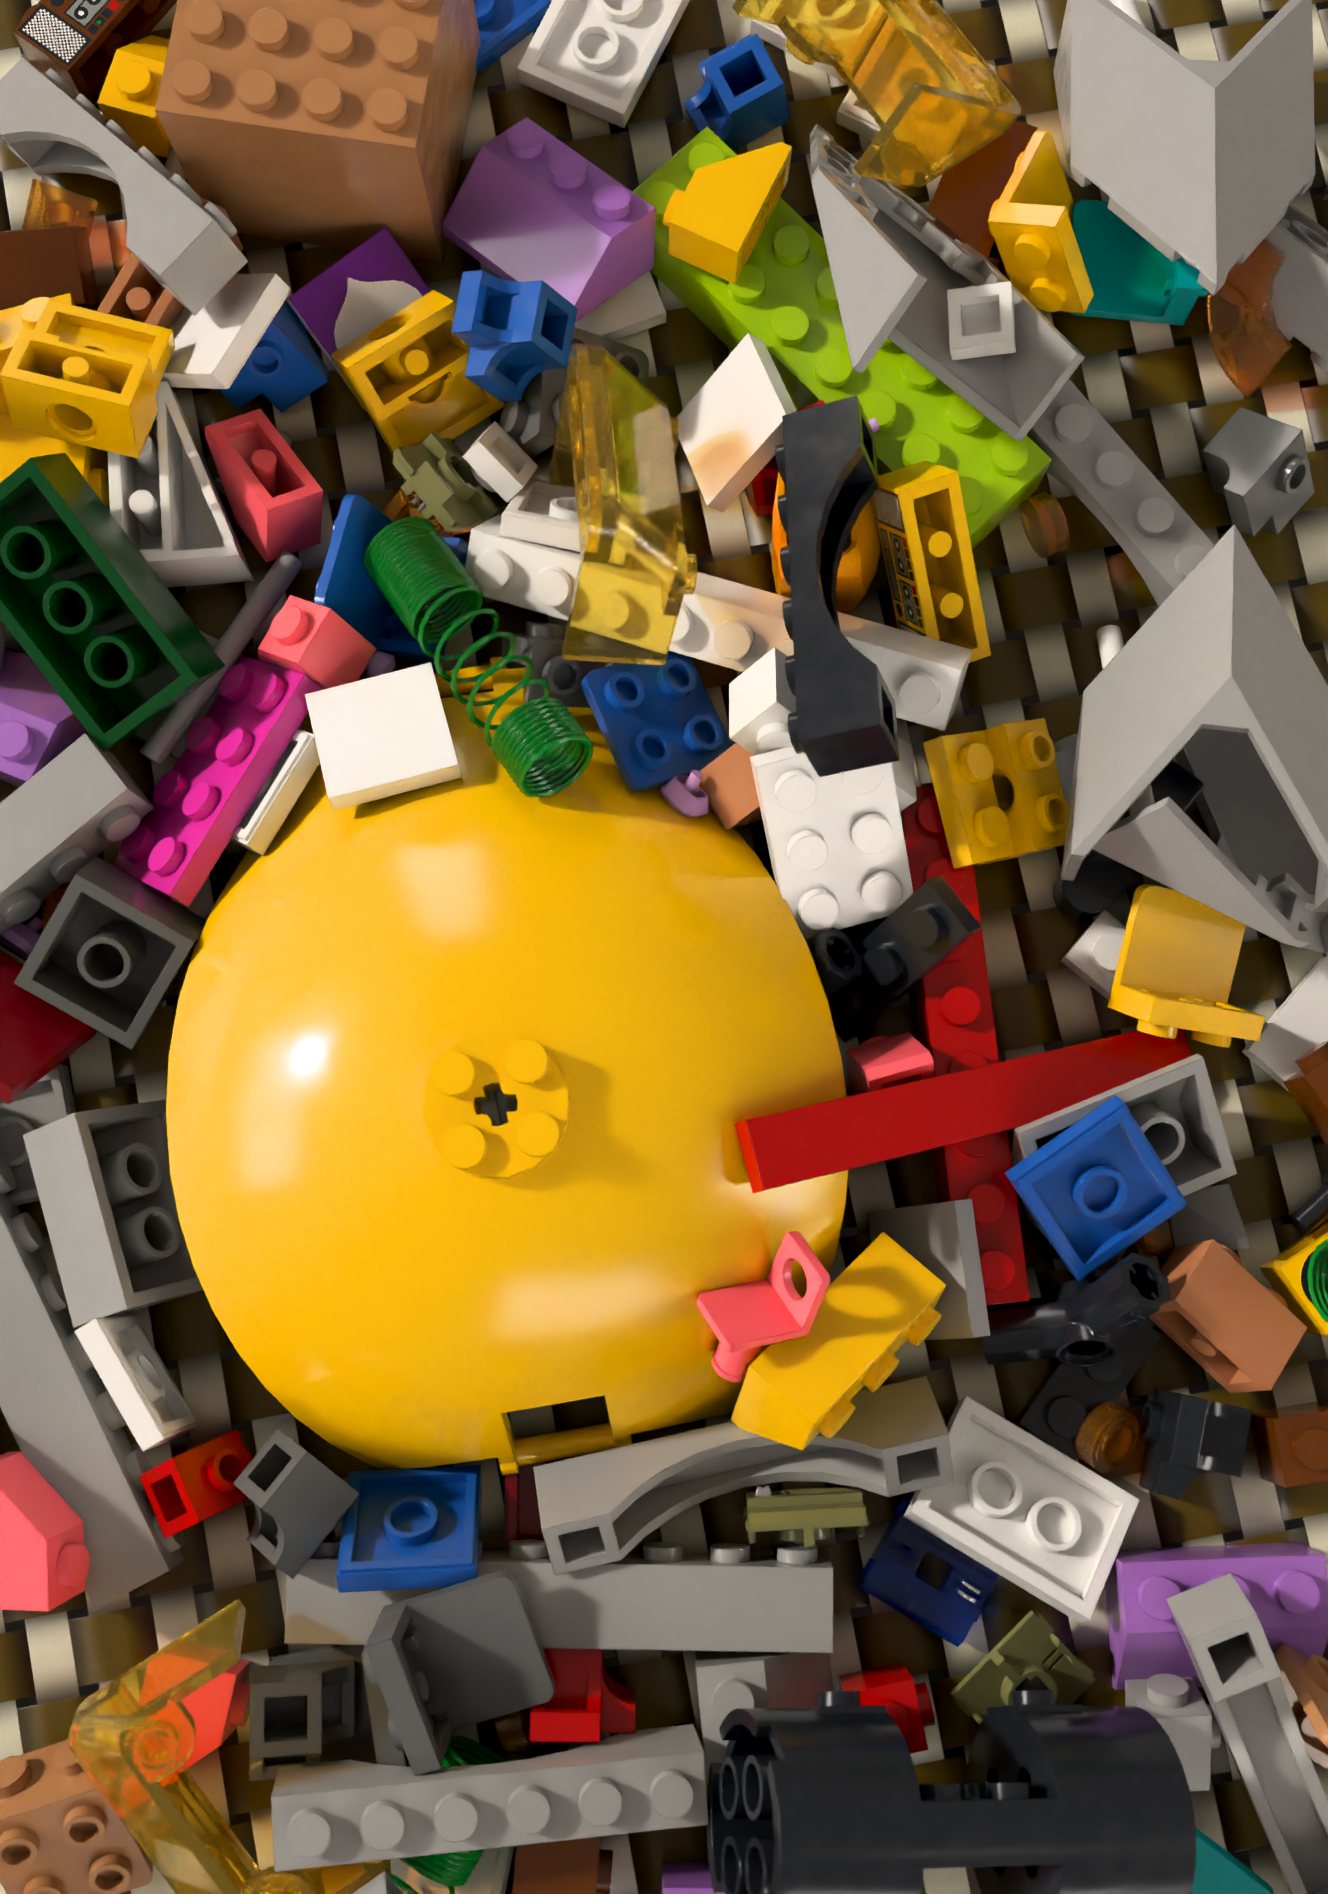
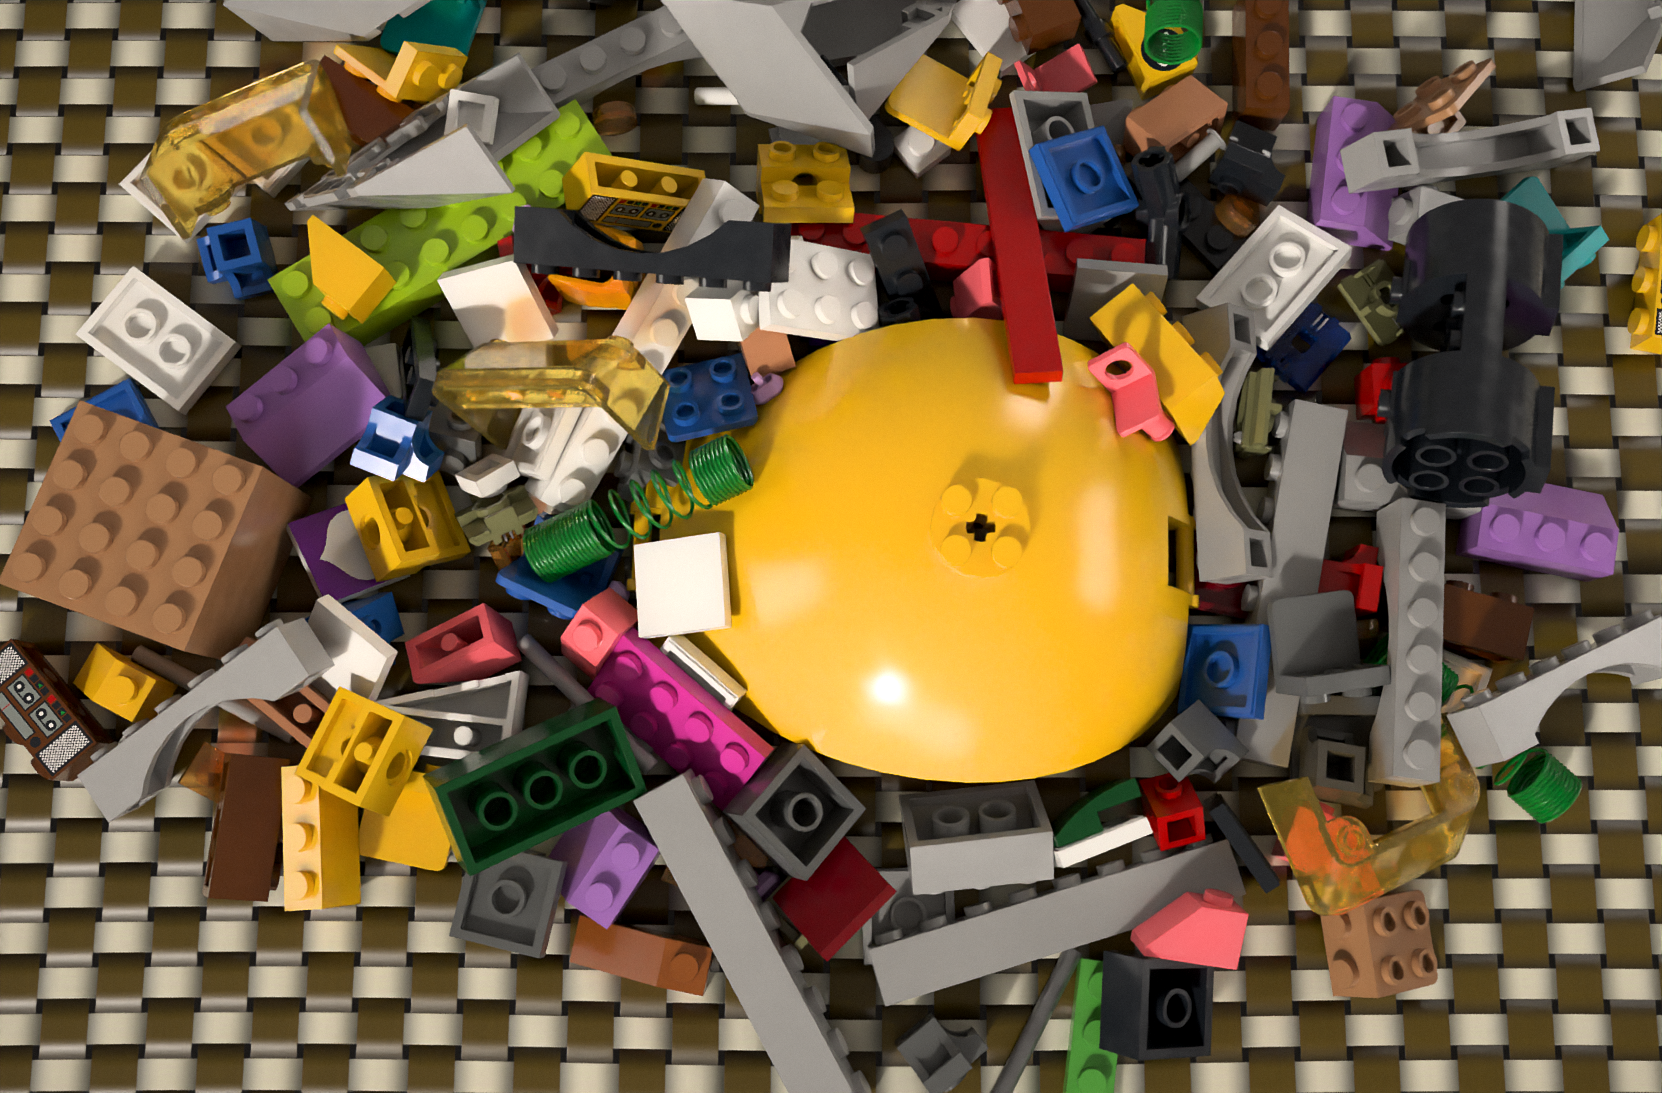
camera: 80 degrees left, 0 degrees up
(158, 1346) = (1081, 816): none -> dark green slope
(166, 1591) = (1242, 842): none -> black tile
(626, 340) = (418, 369): none -> black plate
(1178, 1356) = (1199, 154): none -> light grey piece
(1257, 1132) = (1063, 73): none -> coral bracket

